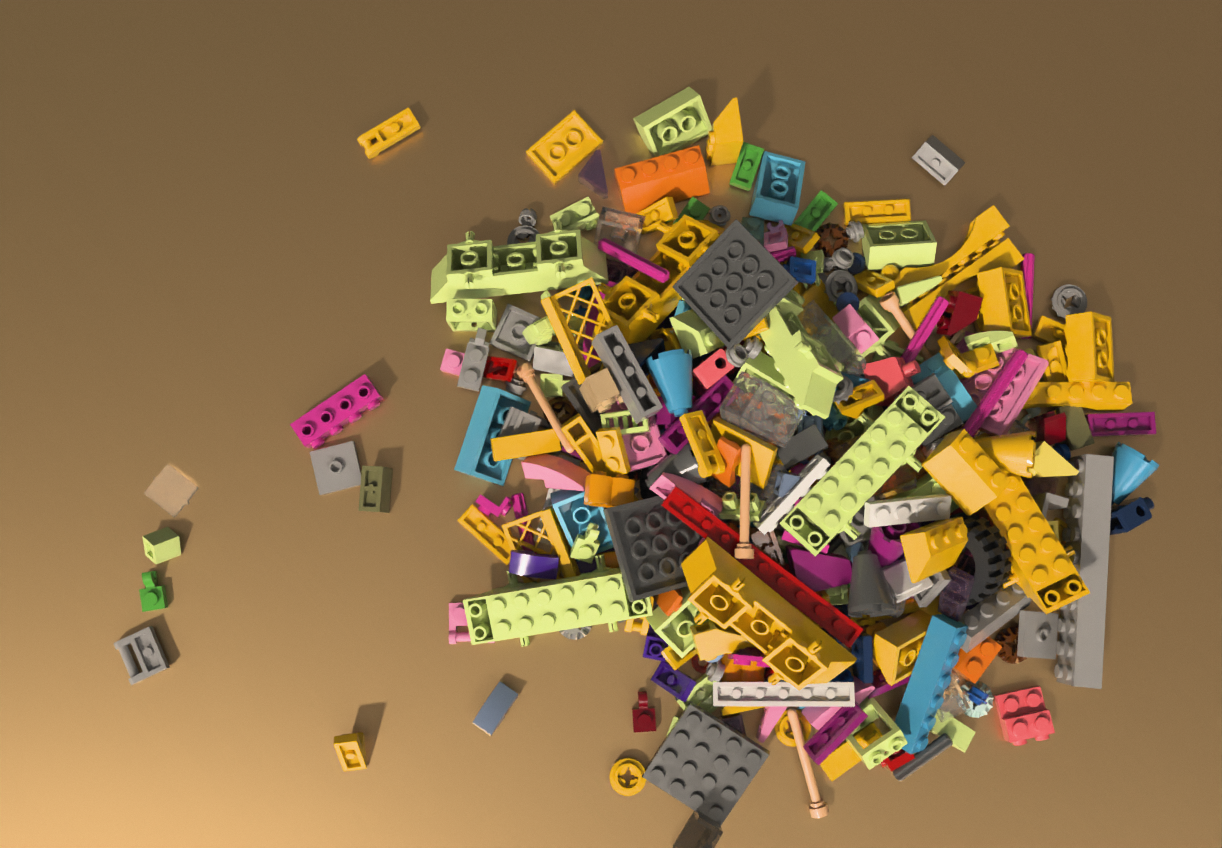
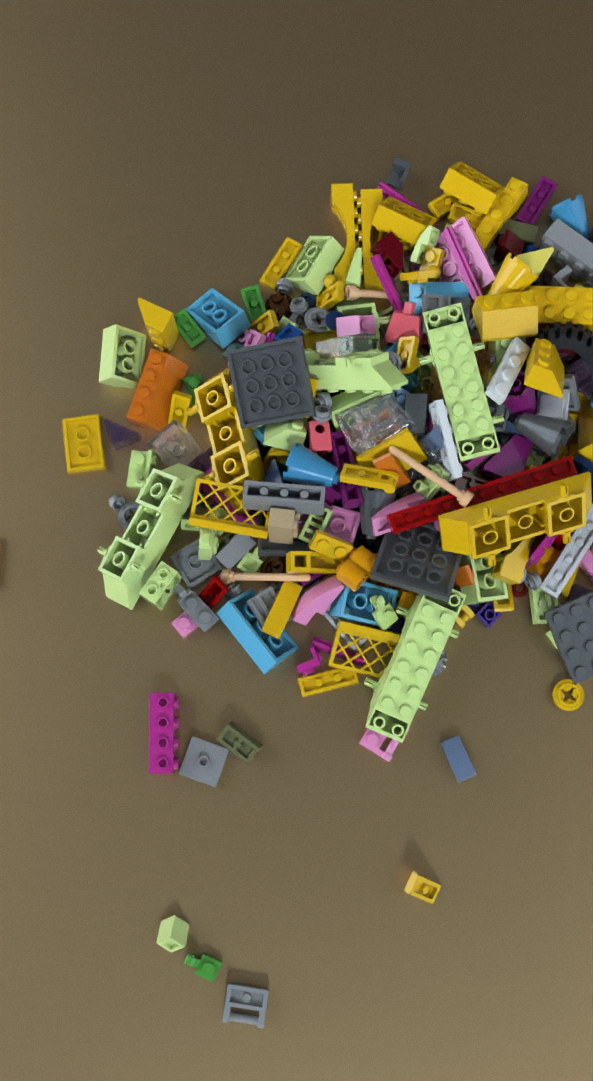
camera: 50 degrees left, 5 degrees down
(171, 490) = (135, 900): clear piece -> none
(533, 565) = (373, 660): dark purple slope -> none
(633, 260) = (202, 445): dark pink axle -> none
(644, 716) = (532, 654): dark red plate -> none
(673, 681) = (520, 616): dark purple slope -> none
(720, 209) = (206, 365): light grey plate -> none
(860, 364) = (381, 339): clear plate -> none
(938, 160) = (274, 200): light grey panel -> none
(1054, 266) = (400, 172): none -> dark grey panel
(1079, 300) = (435, 175): light grey gear -> none

